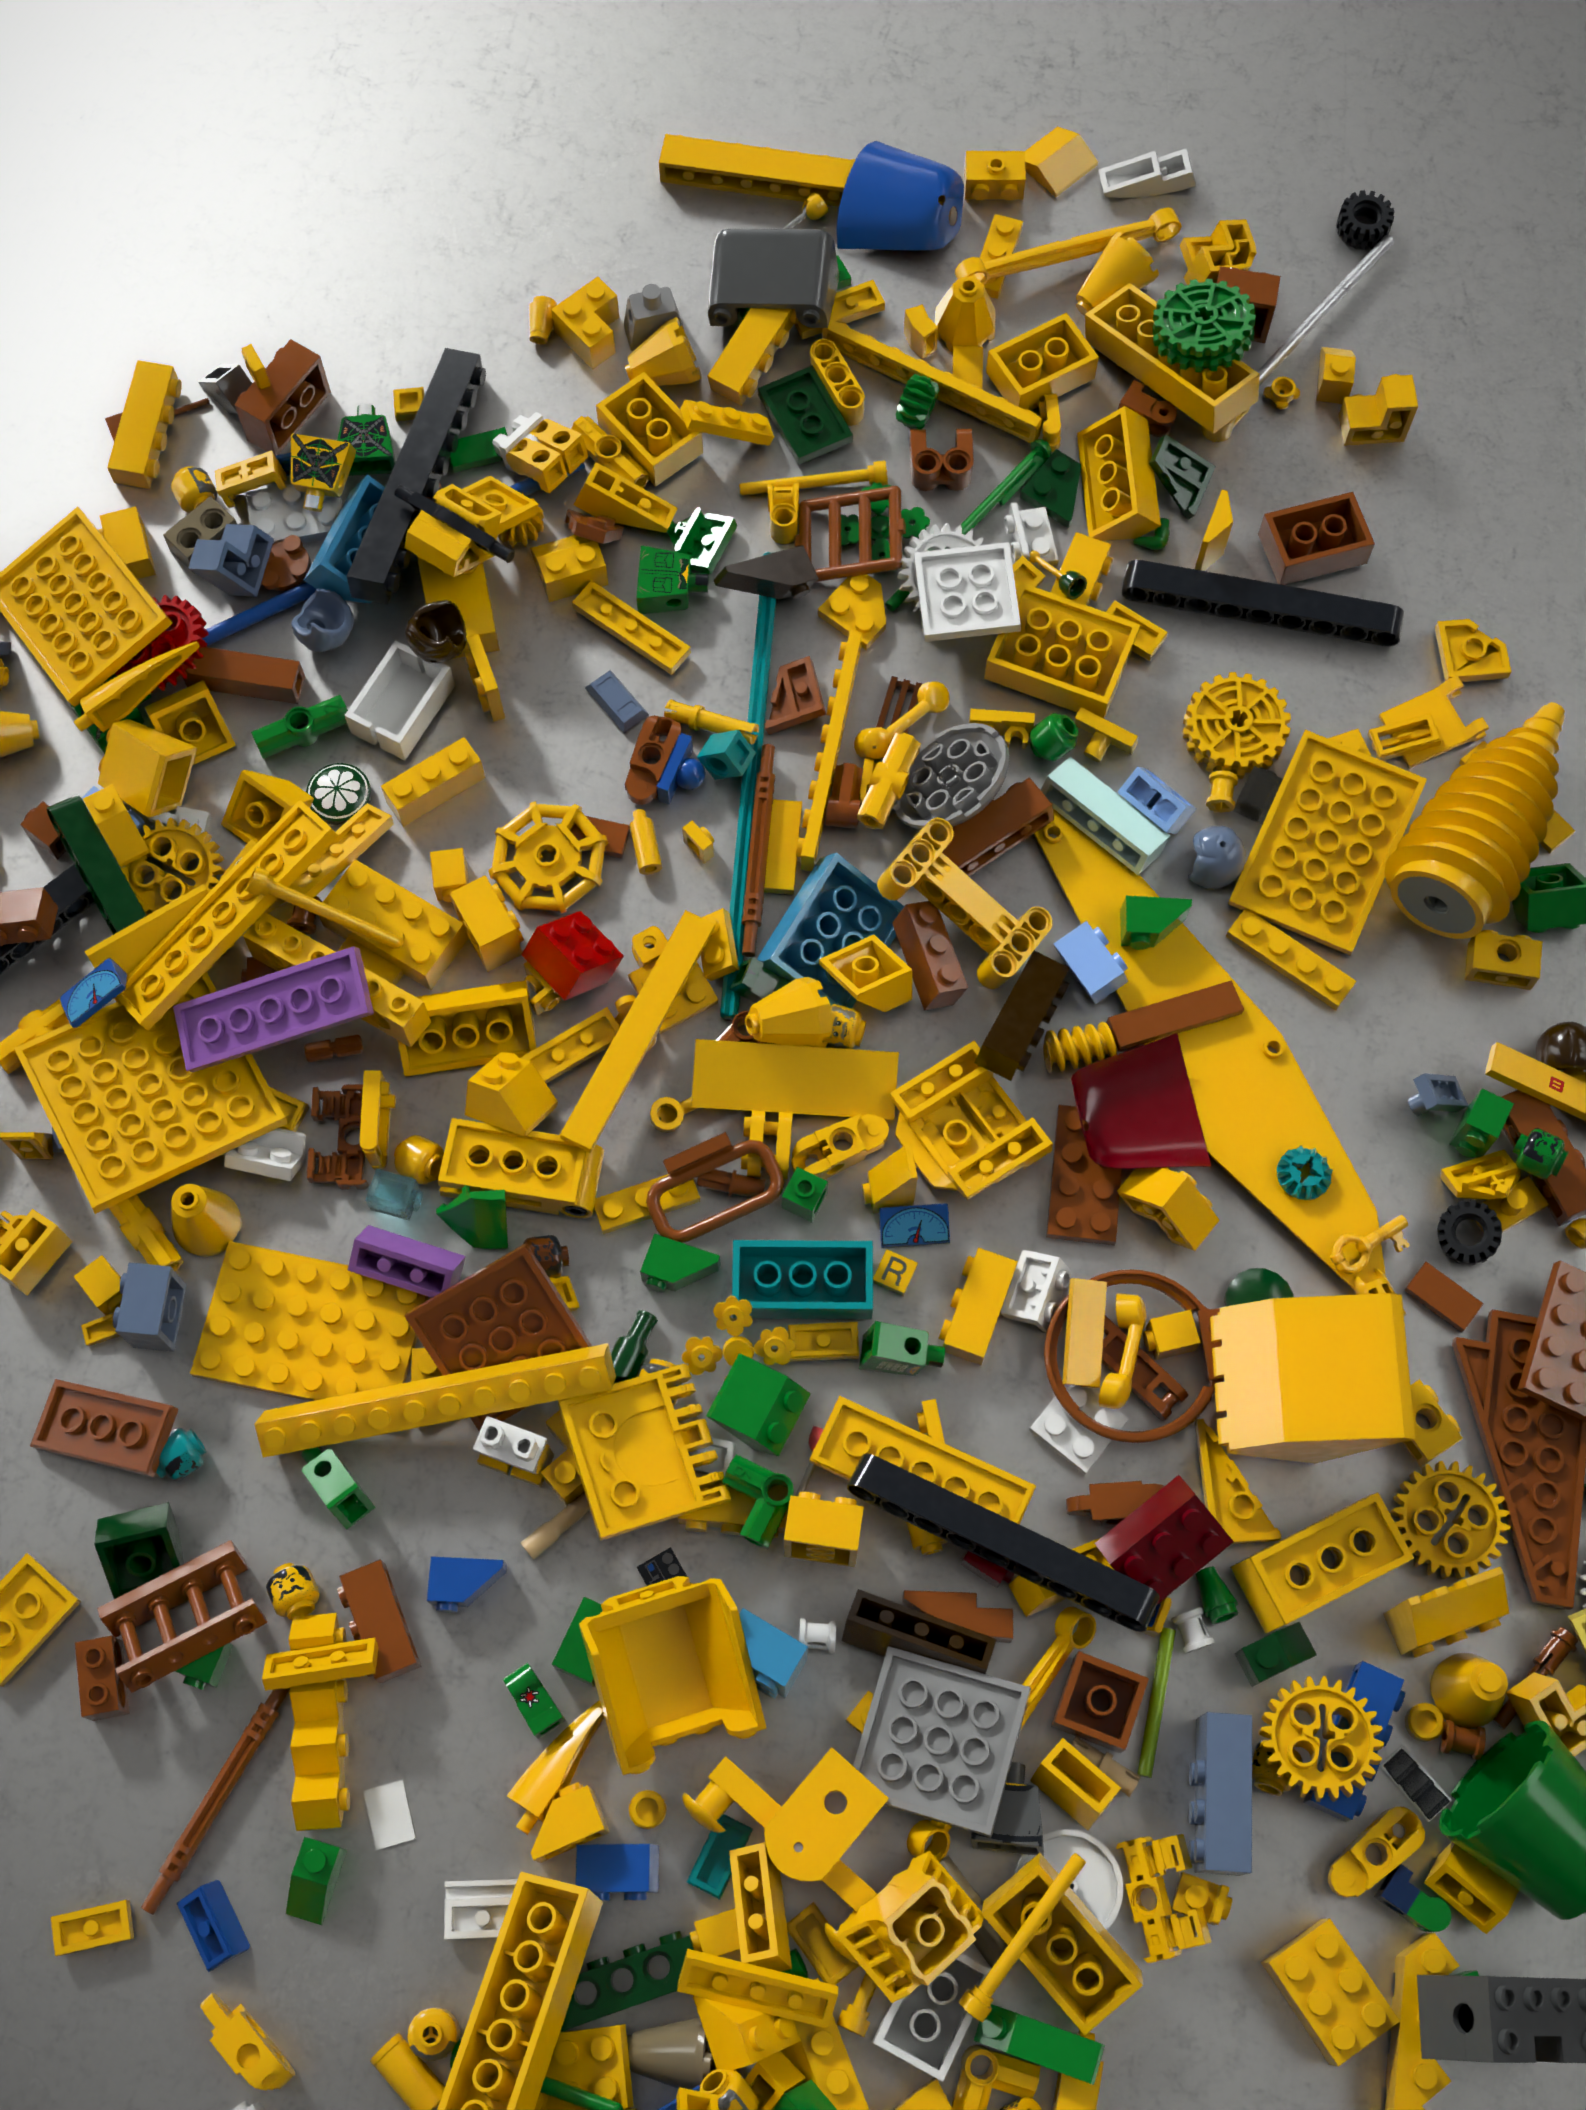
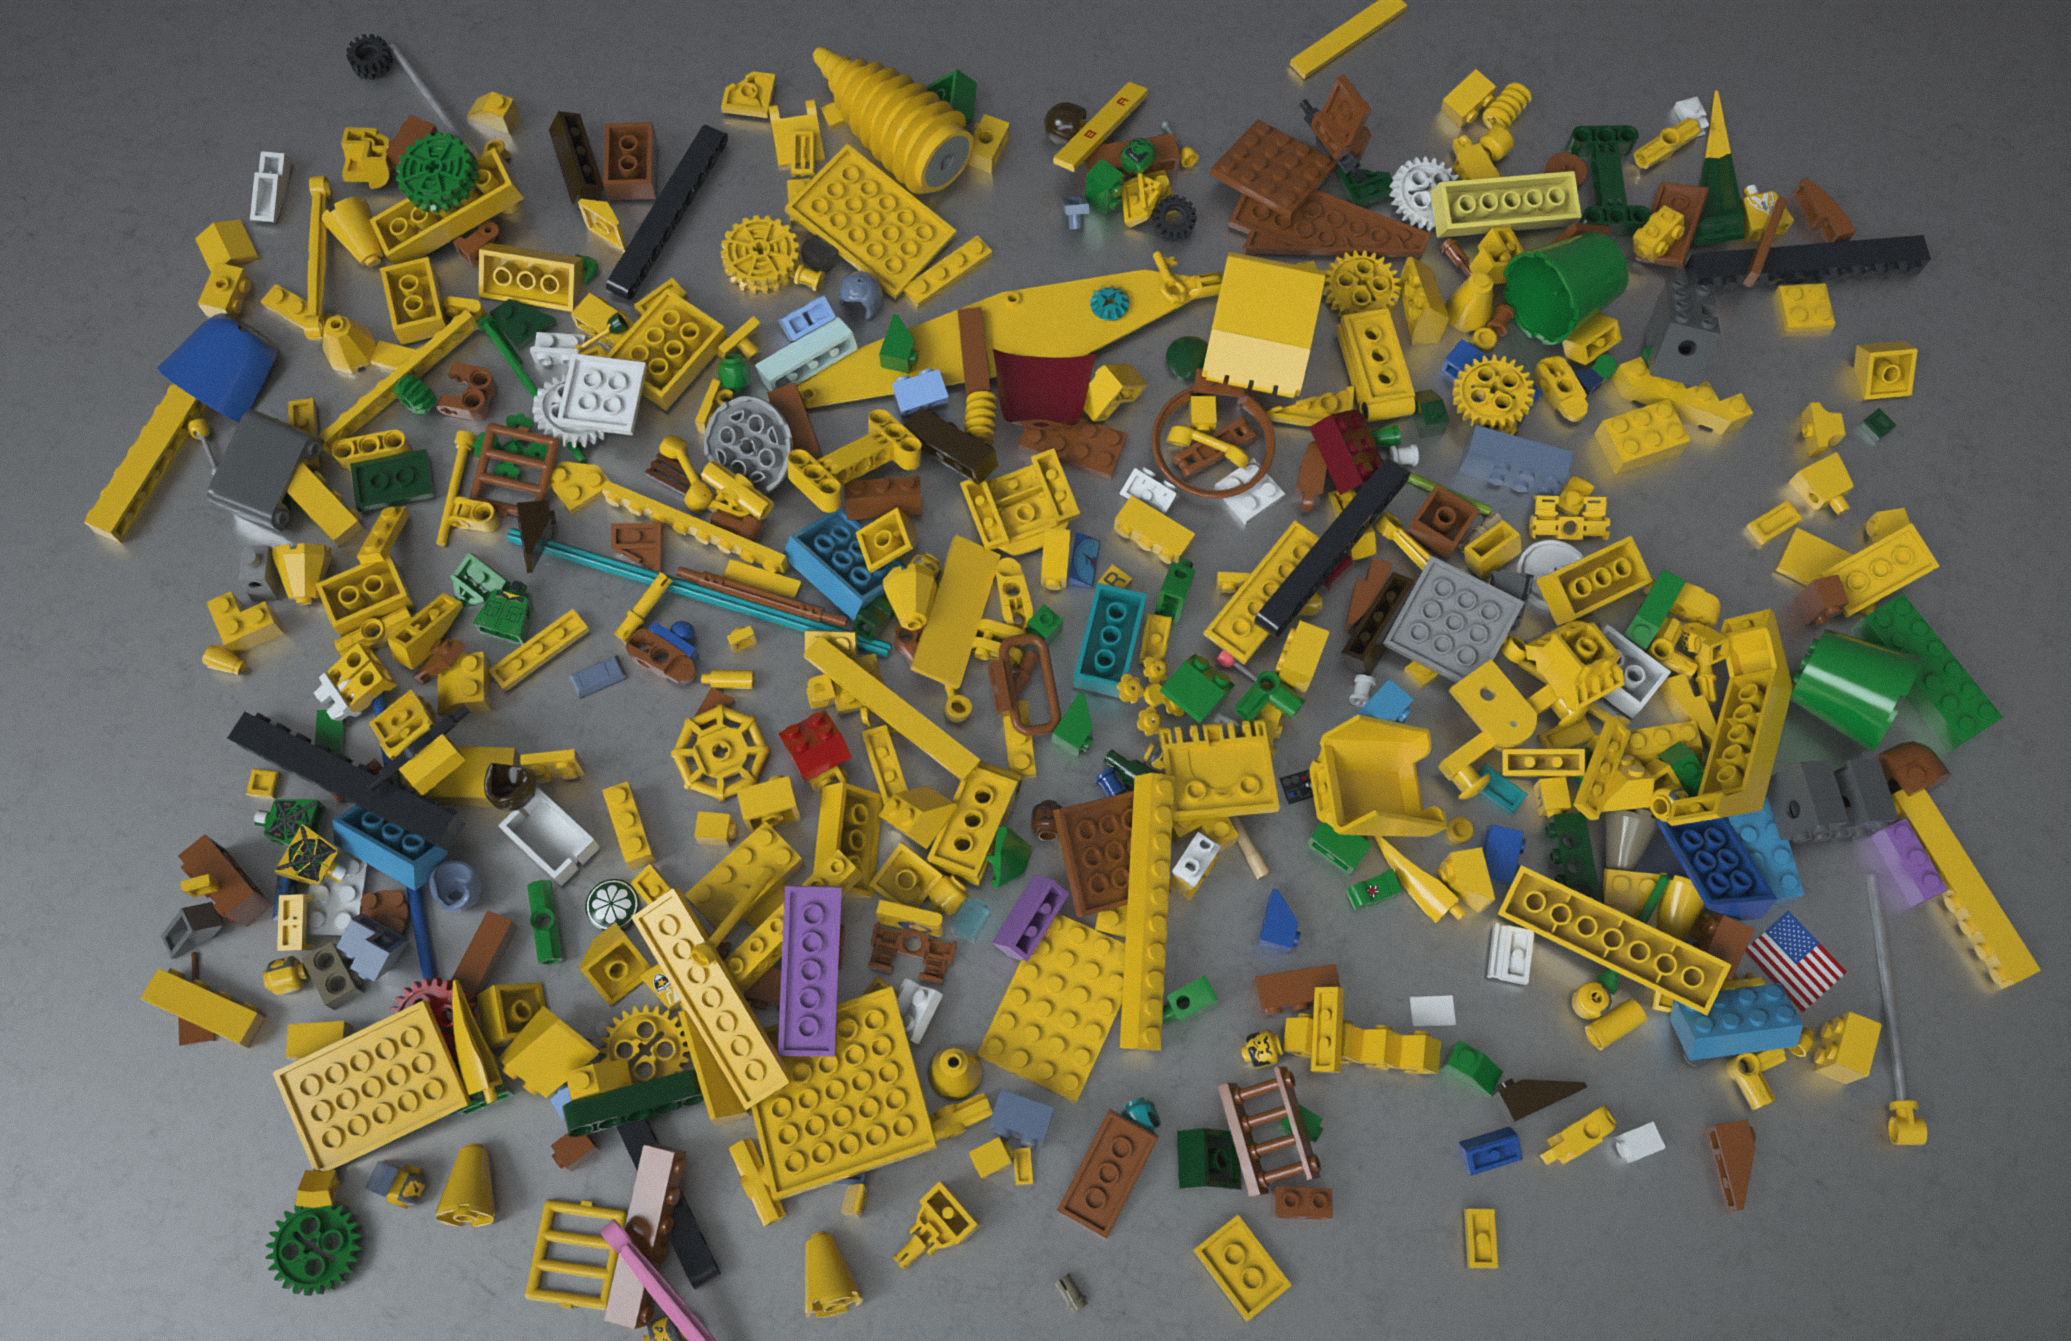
camera: 80 degrees left, 0 degrees up
(93, 992) = (746, 1121): slope -> none
(215, 1798) = (1402, 1133): dark orange axle -> none
(288, 1967) = (1530, 1096): none -> dark brown slope
(428, 1105) = (906, 877): none -> yellow slope
(608, 1325) = (1110, 782): none -> blue bush
(726, 755) = (677, 600): teal brick -> none
(920, 331) = (349, 379): yellow piece -> none
(979, 1999) = (1627, 634): yellow piece -> none
(1084, 1333) = (1192, 465): yellow tile -> none
(1182, 474) = (544, 232): dark green wing -> none
(1297, 478) = (575, 157): none -> dark brown brick
(1380, 416) = (543, 90): yellow brick -> none
(1415, 1783) = (1523, 354): sticker -> none
(1443, 1297) = (1211, 248): dark orange tile -> none

